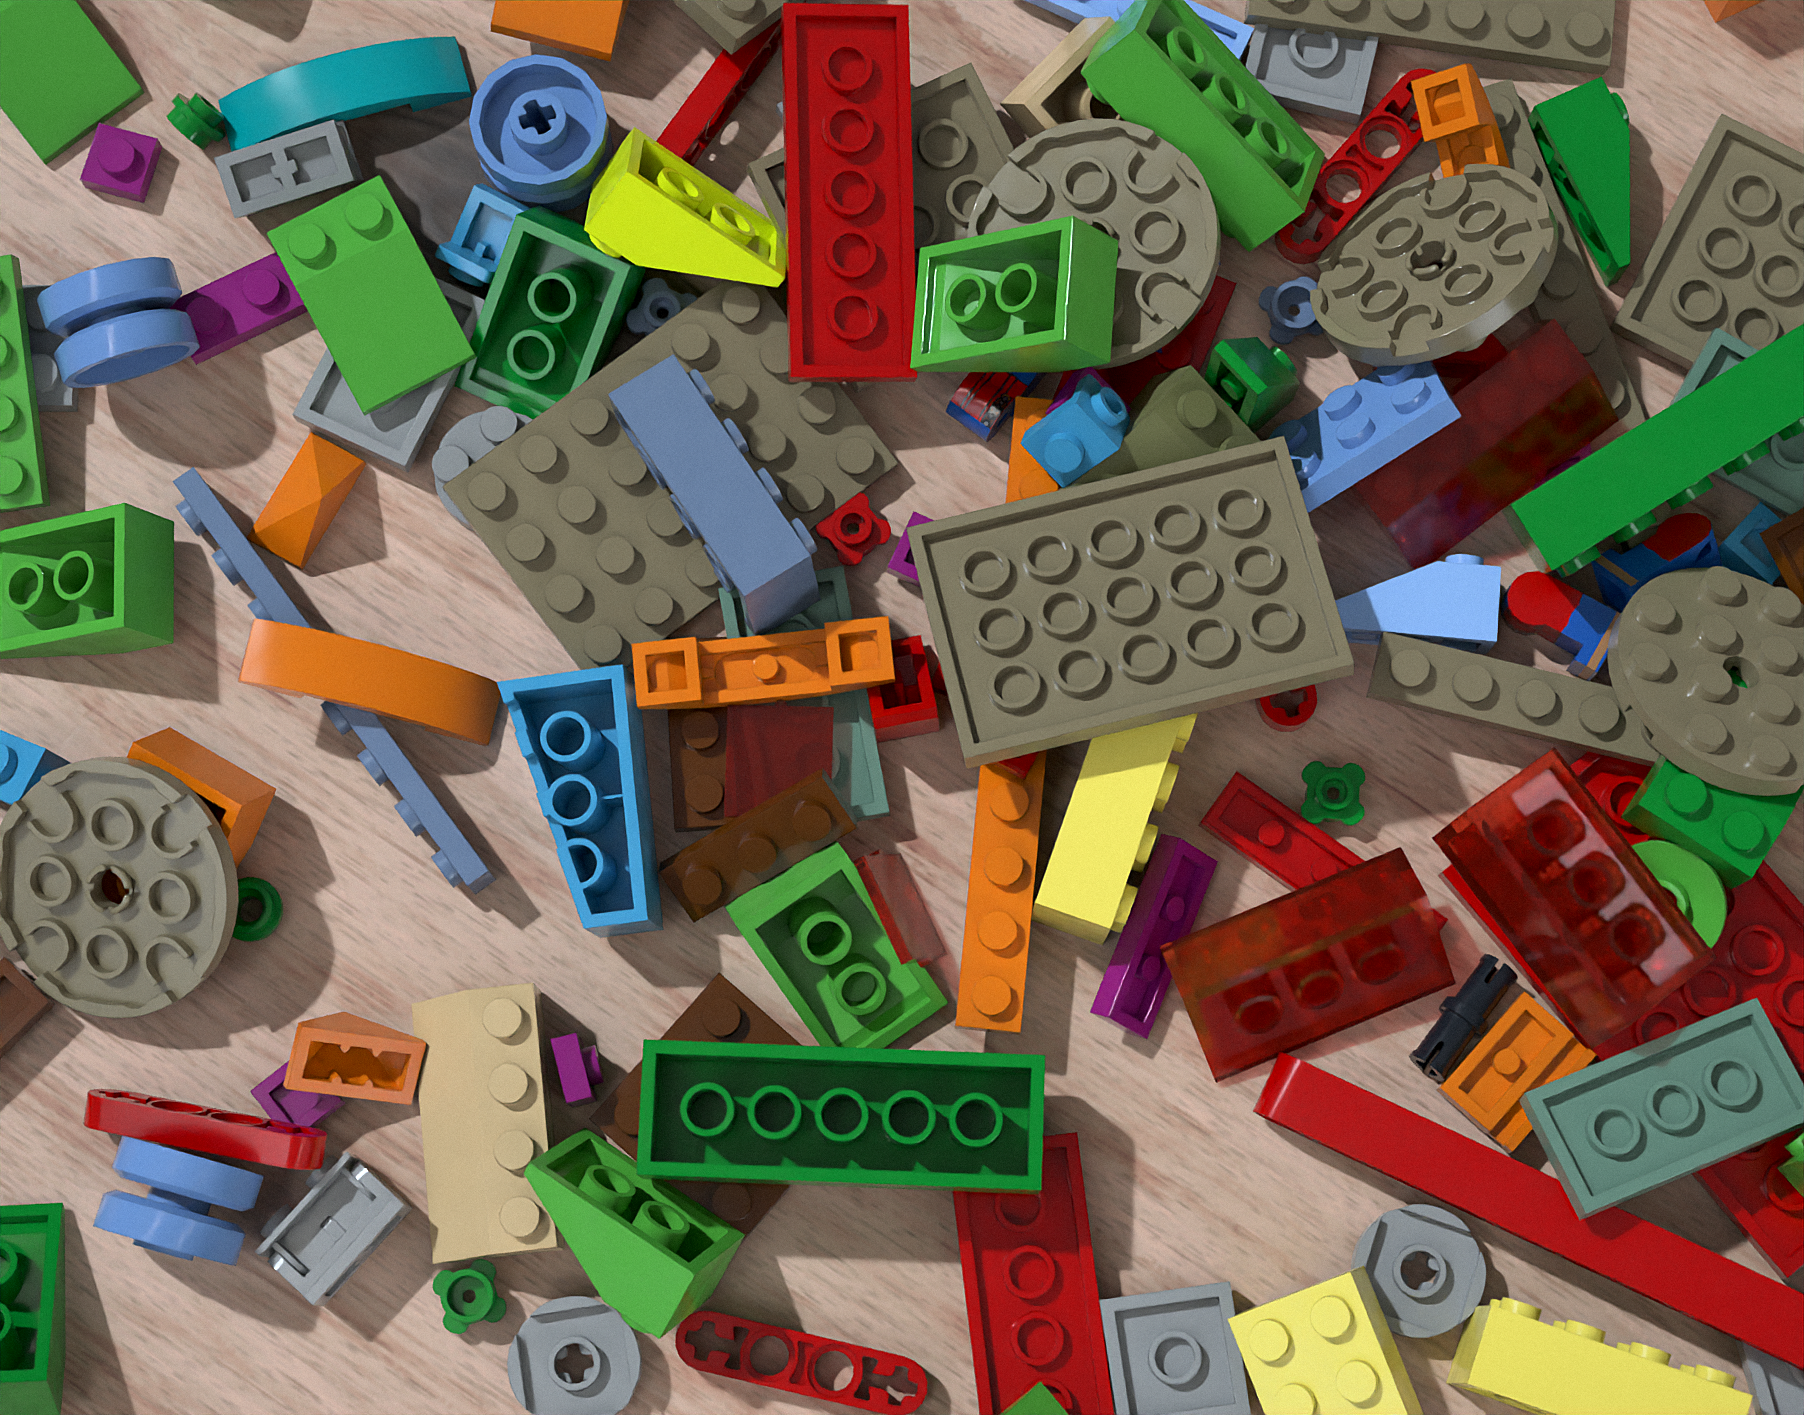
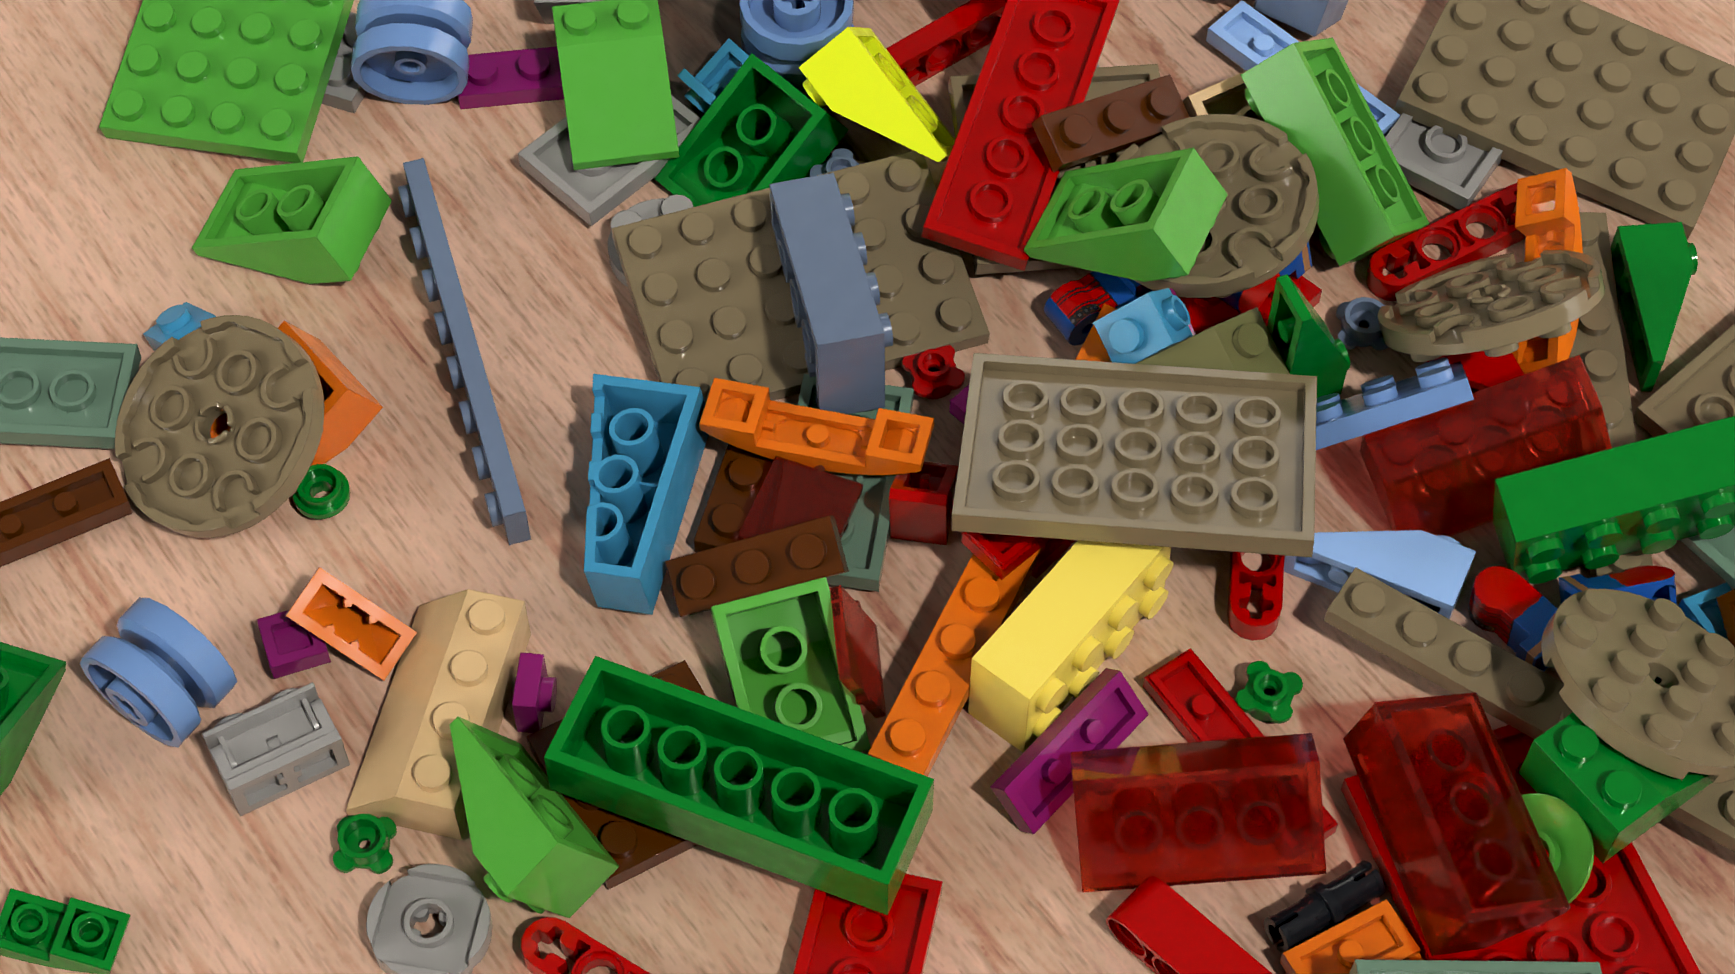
camera: 20 degrees right, 20 degrees down
(205, 1129) = (232, 641): red beam -> none
(306, 501) = (502, 223): orange slope -> none
(370, 679) = (499, 344): orange slope -> none
(951, 170) = (1108, 122): none -> reddish brown plate

